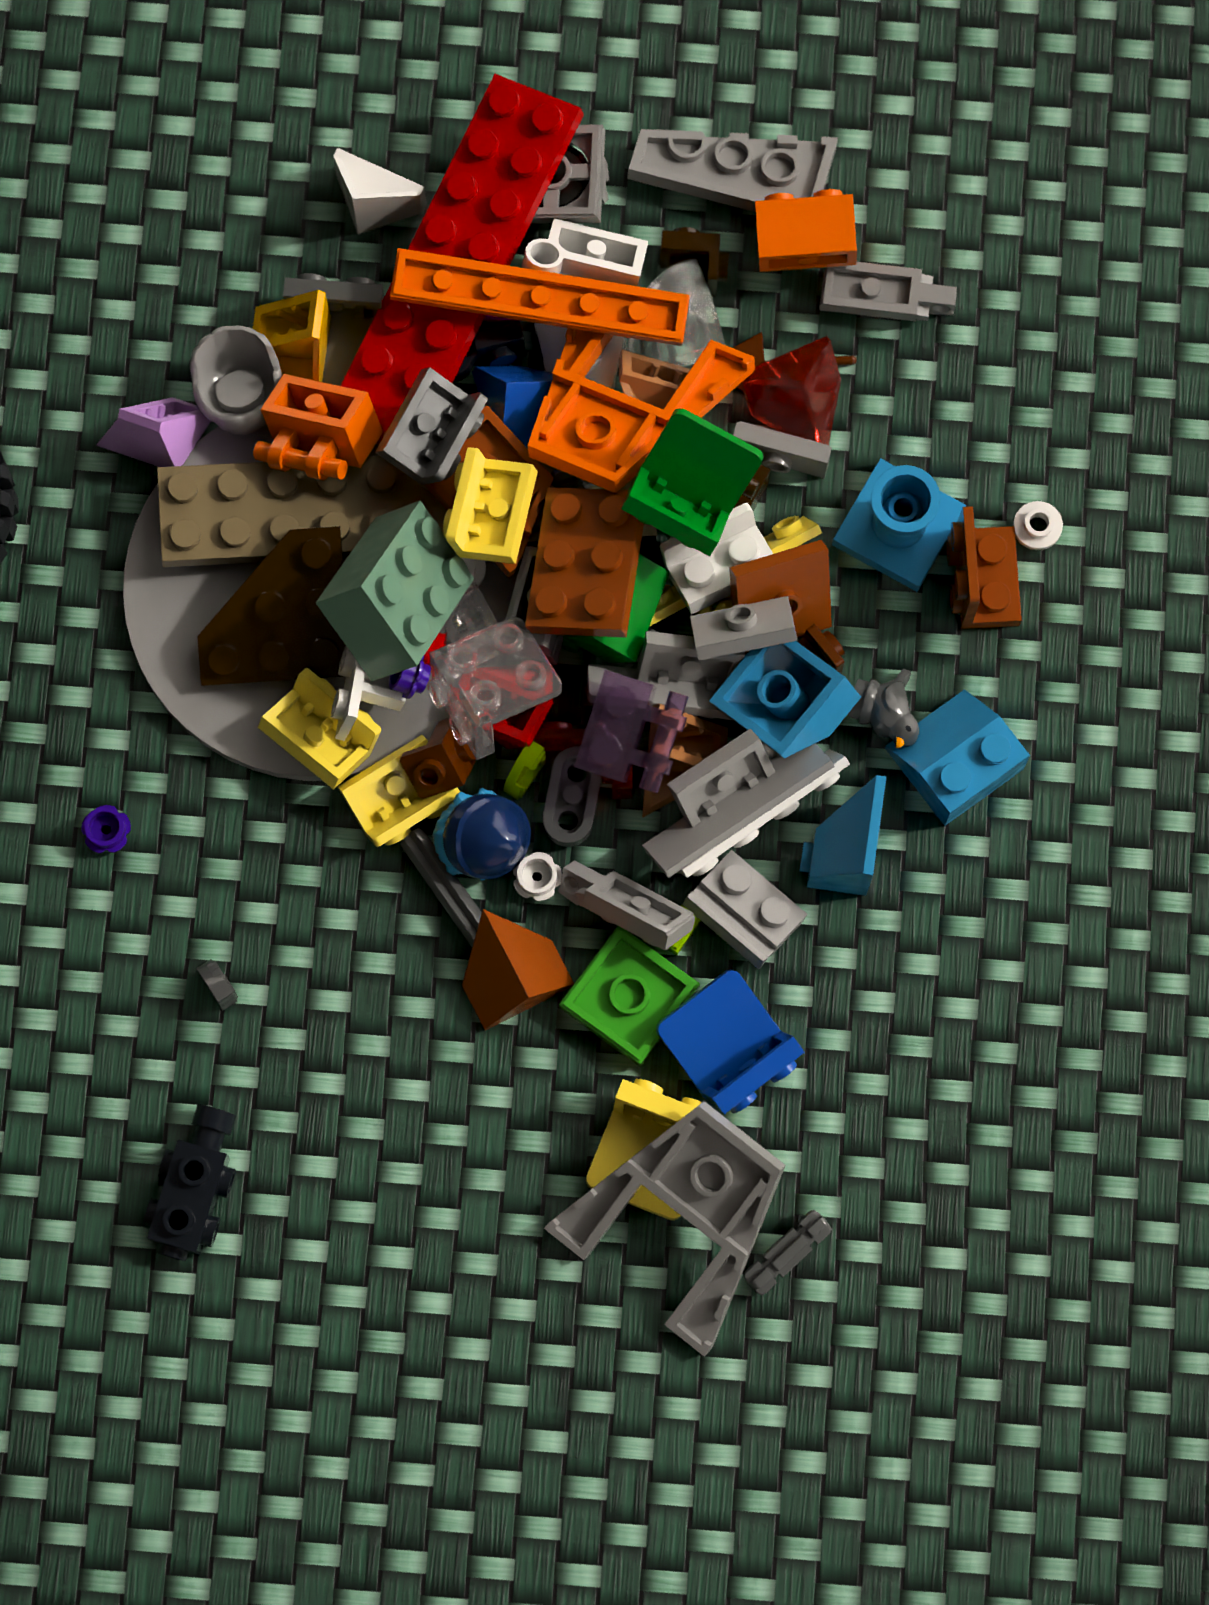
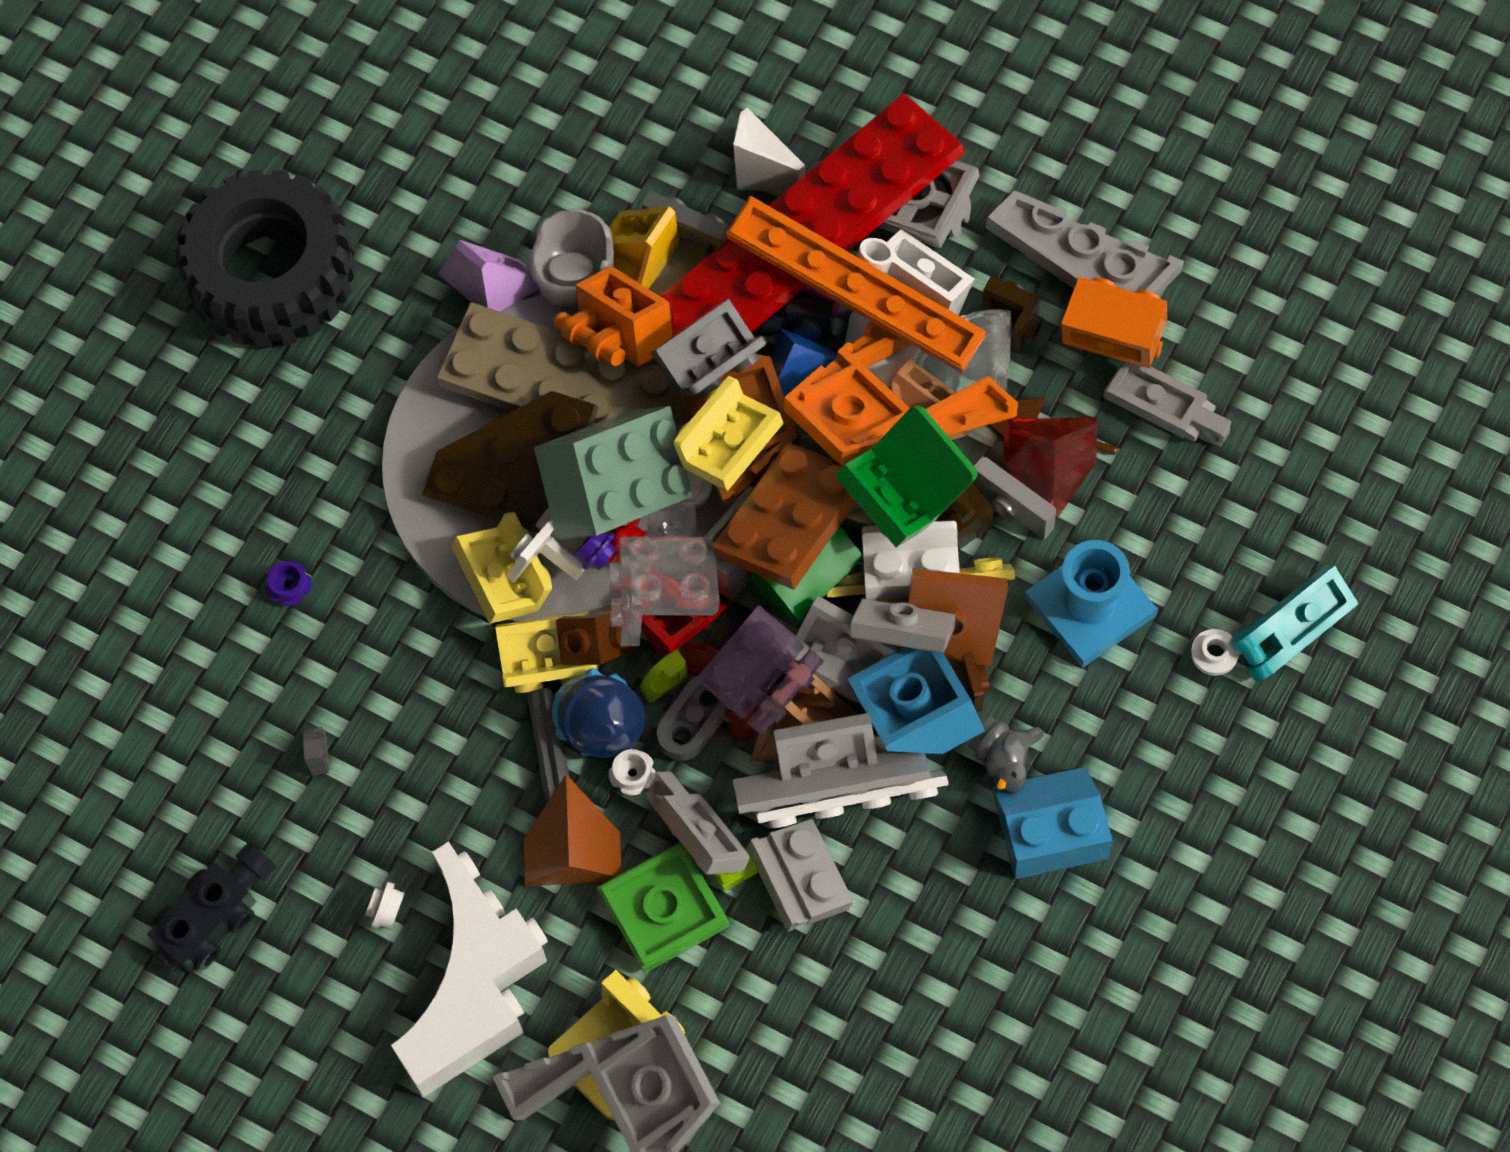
camera: 30 degrees right, 10 degrees down
(362, 1110) = (384, 906): none -> white plate
(485, 1112) = (469, 1011): none -> white arch
(728, 1043) = (728, 981): blue bracket -> none
(846, 843) = (916, 852): dark azure slope -> none
(985, 574) = (1145, 672): dark orange bracket -> none
(1101, 466) = (1295, 622): none -> plate

